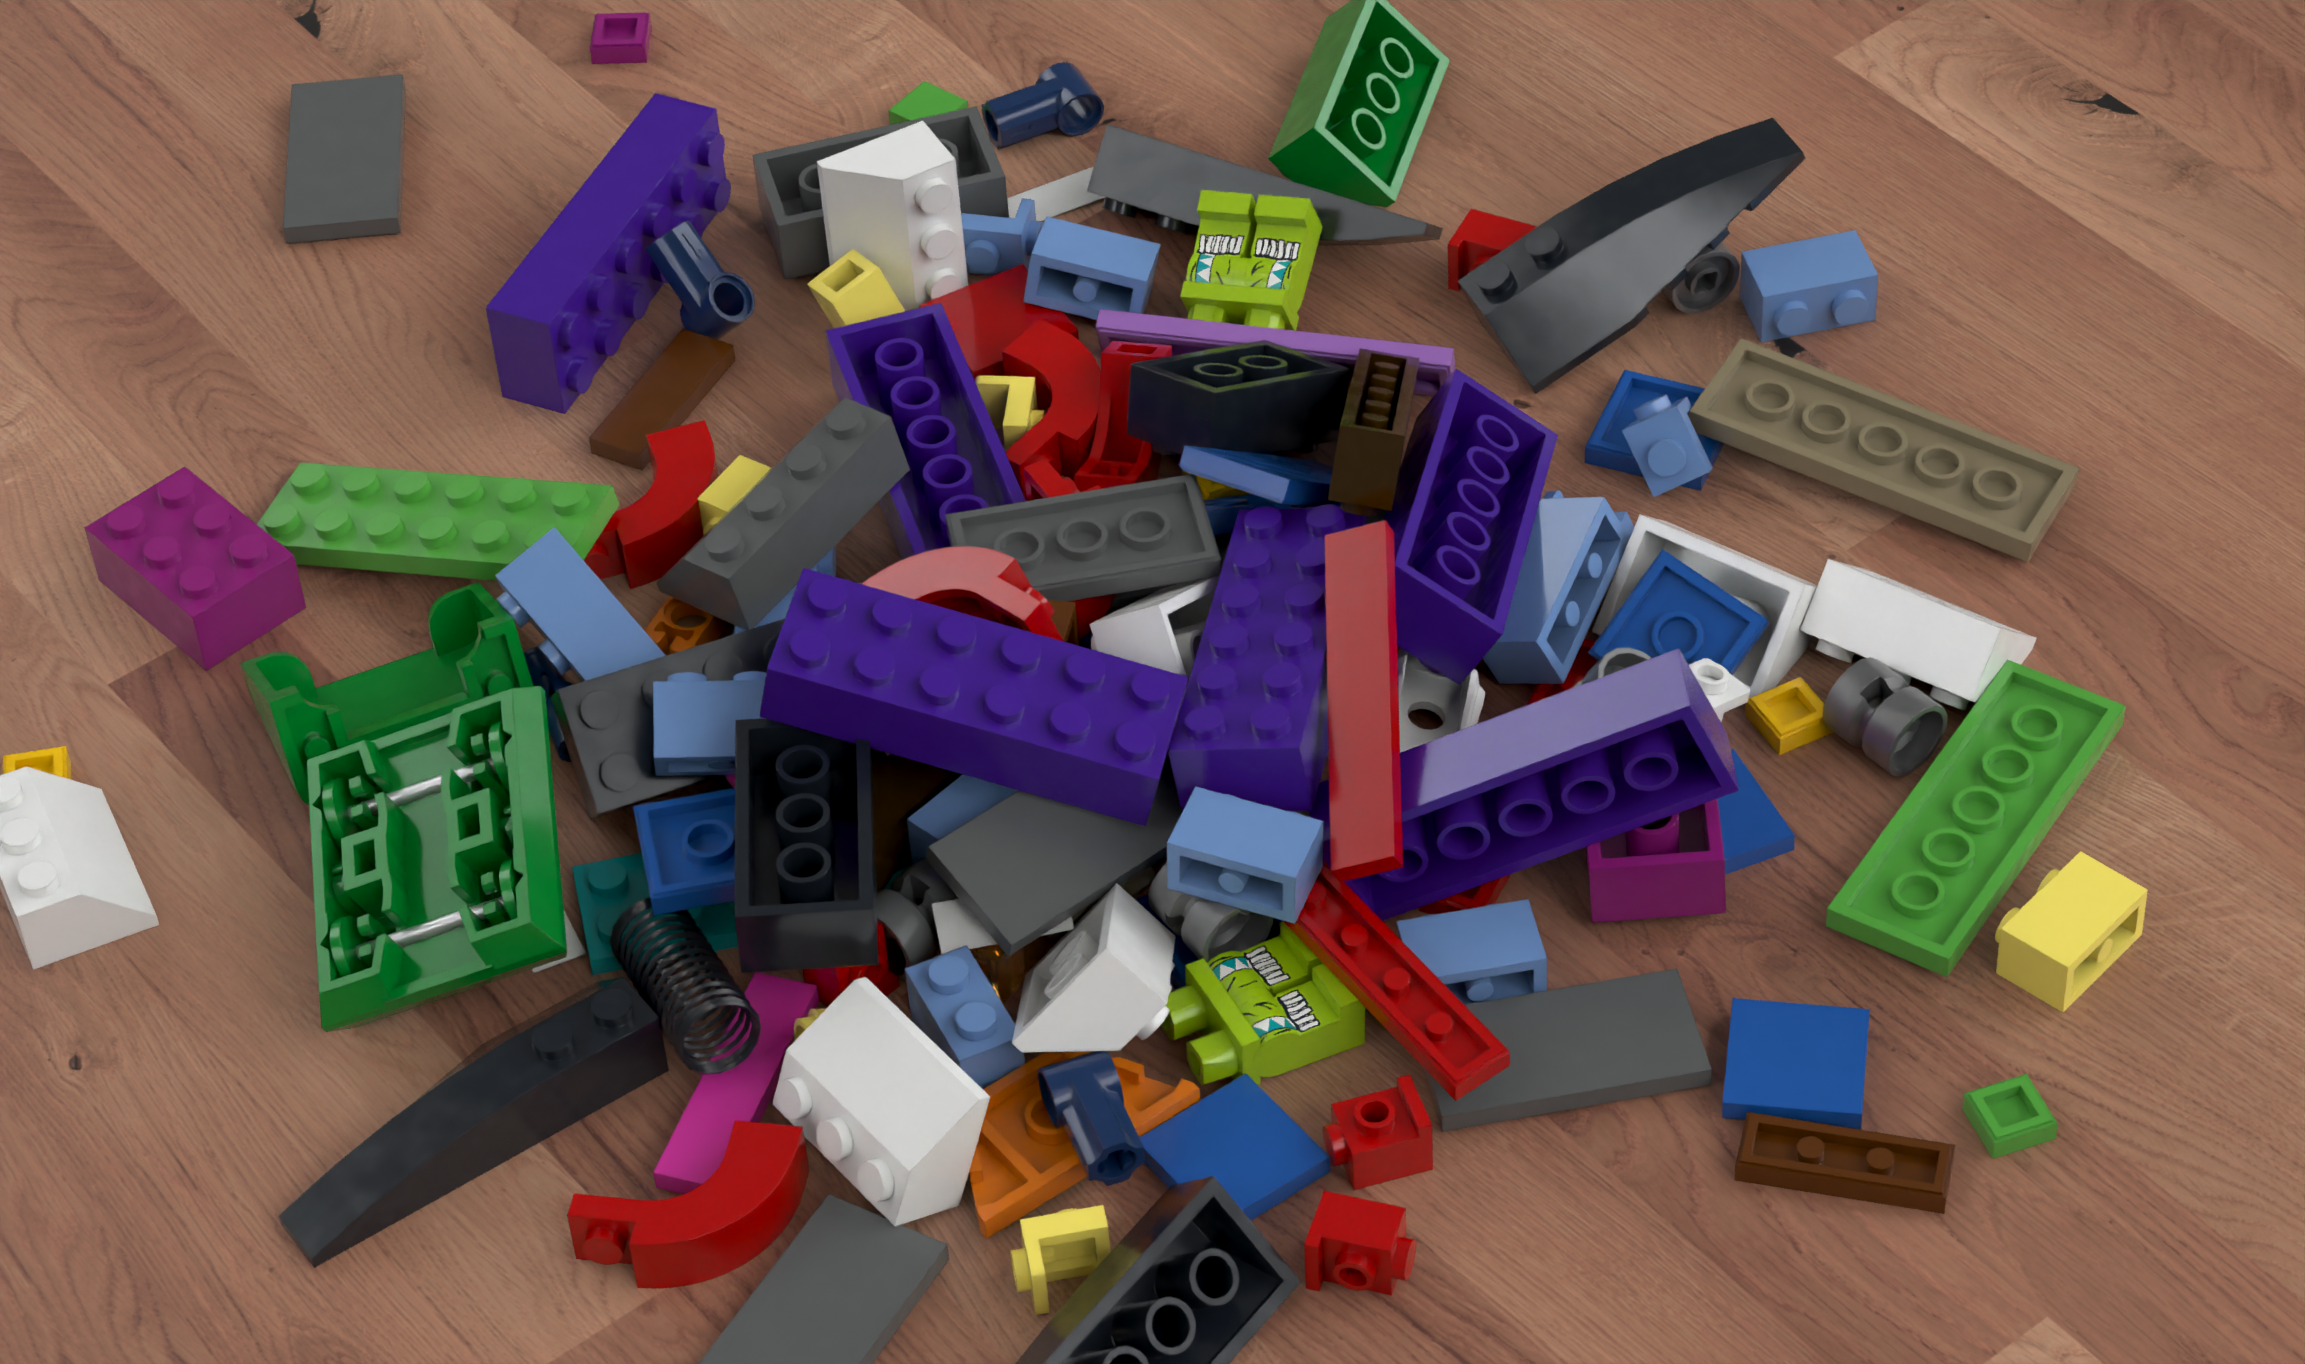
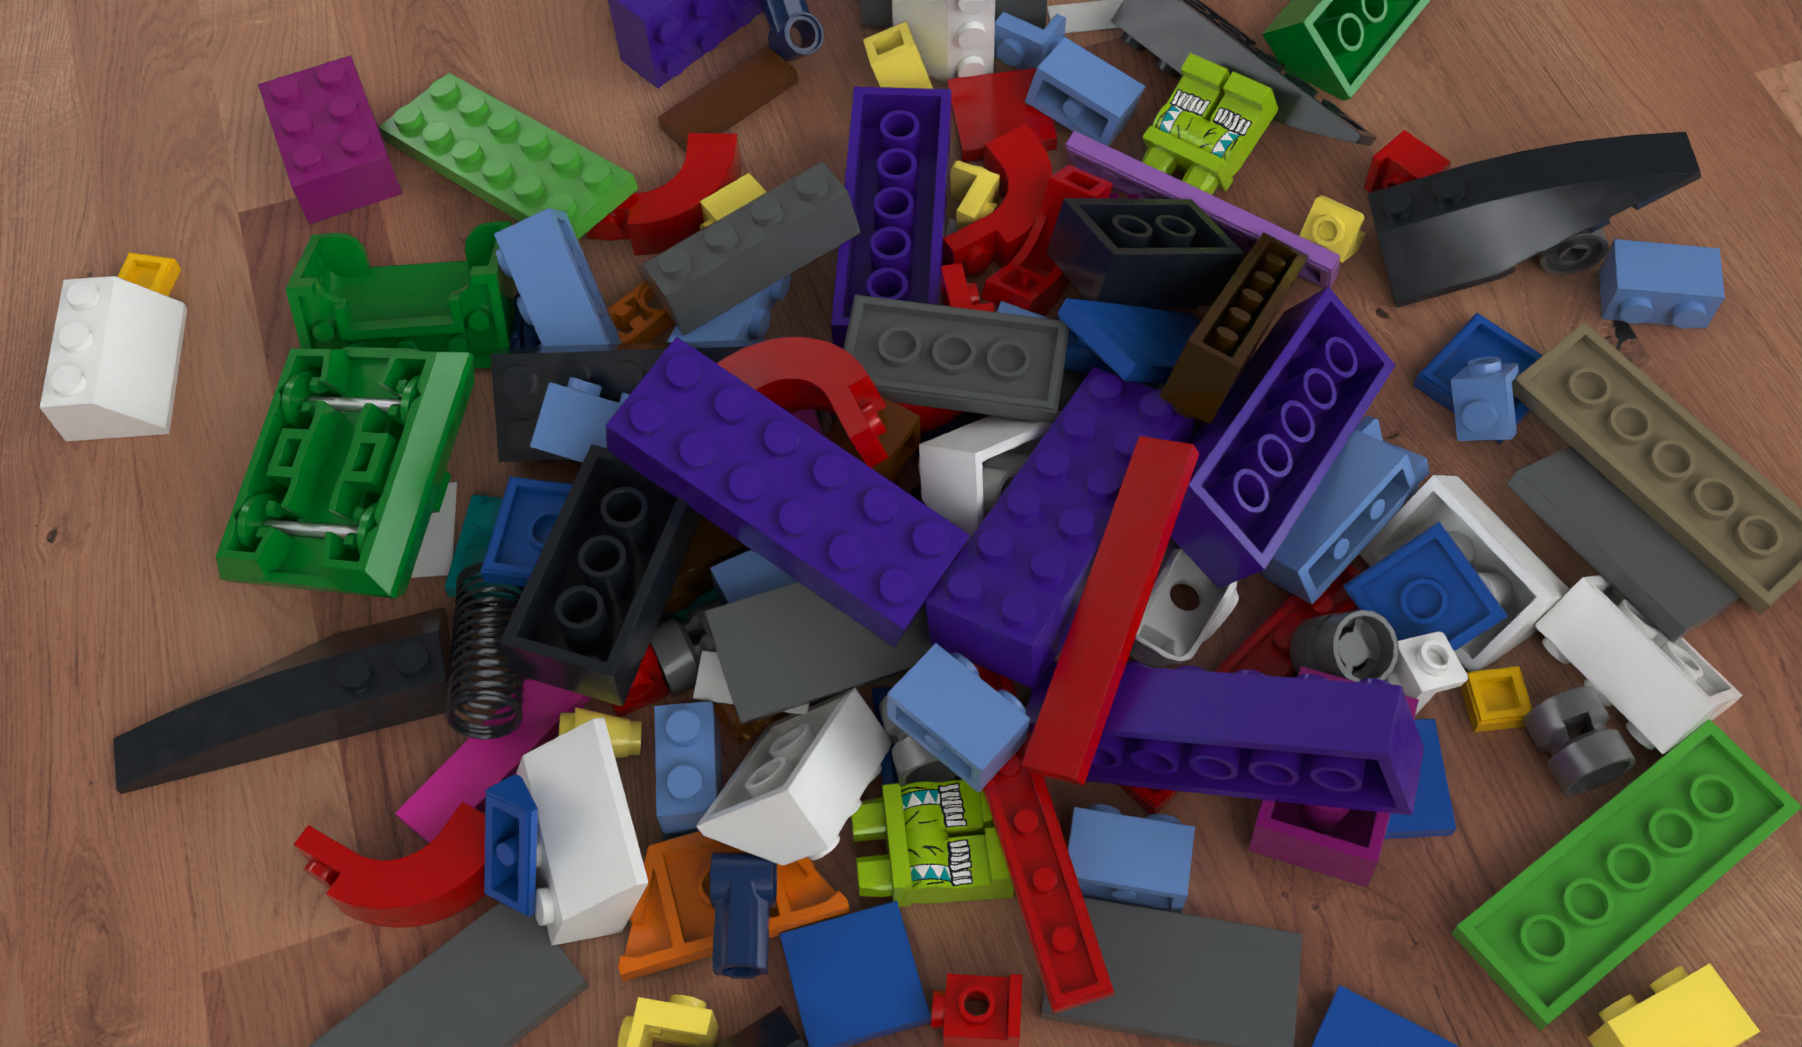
camera: 20 degrees right, 15 degrees up
(820, 1128) = (511, 844): none -> blue slope
(1435, 322) = (1334, 227): none -> light yellow bracket
(1859, 532) = (1623, 543): none -> dark grey tile

